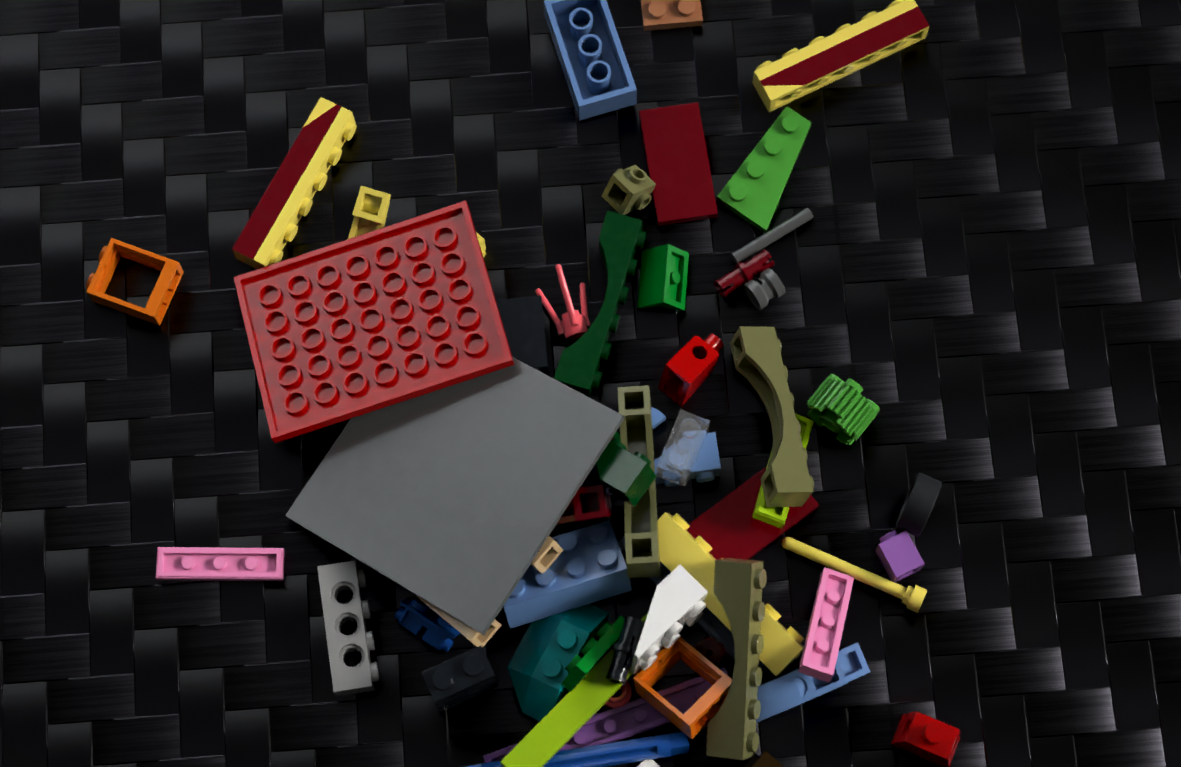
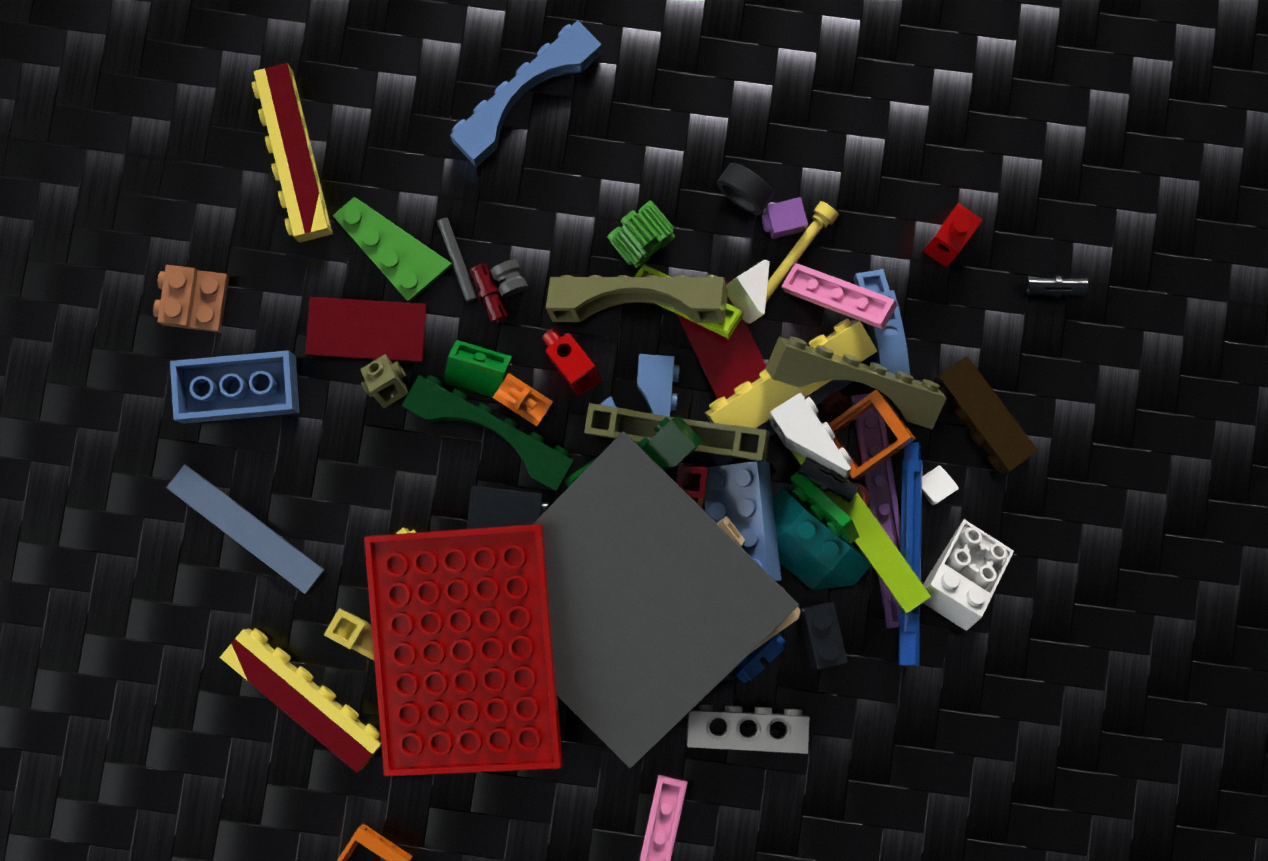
camera: 80 degrees left, 10 degrees up
(452, 97) = (245, 529): none -> sand blue tile
(573, 322) = (502, 462): coral plant -> none
(640, 328) = (522, 399): none -> orange hips
(682, 448) = (652, 385): clear brick -> none
(810, 530) = (750, 291): none -> white slope
(910, 229) = (566, 55): none -> medium blue arch

